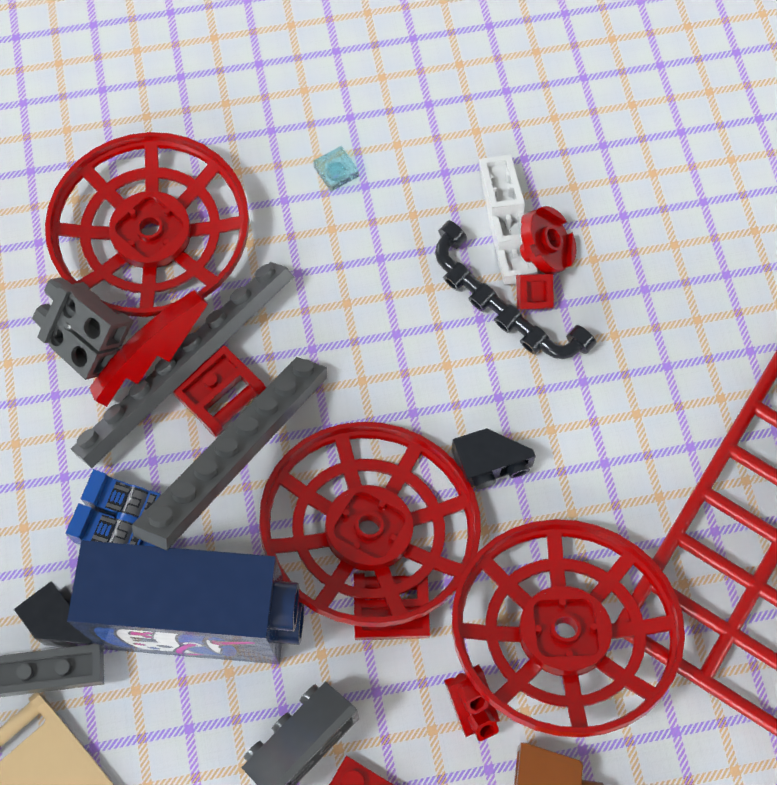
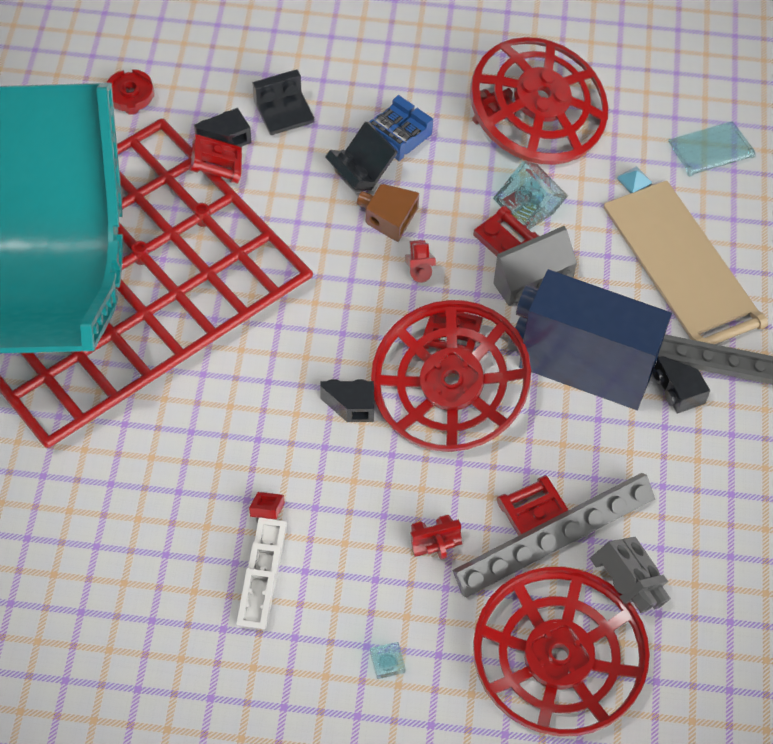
camera: 165 degrees left, 10 degrees down
(109, 511) = (624, 435): hips -> none
(157, 338) = (577, 543): red slope -> none
(228, 454) = (533, 423): dark grey plate -> none
(340, 308) = (437, 538): none -> red hips
(508, 316) = (306, 517): black bar -> none
(547, 241) = (241, 536): red plate -> none
(573, 607) = (343, 258): red dish -> none

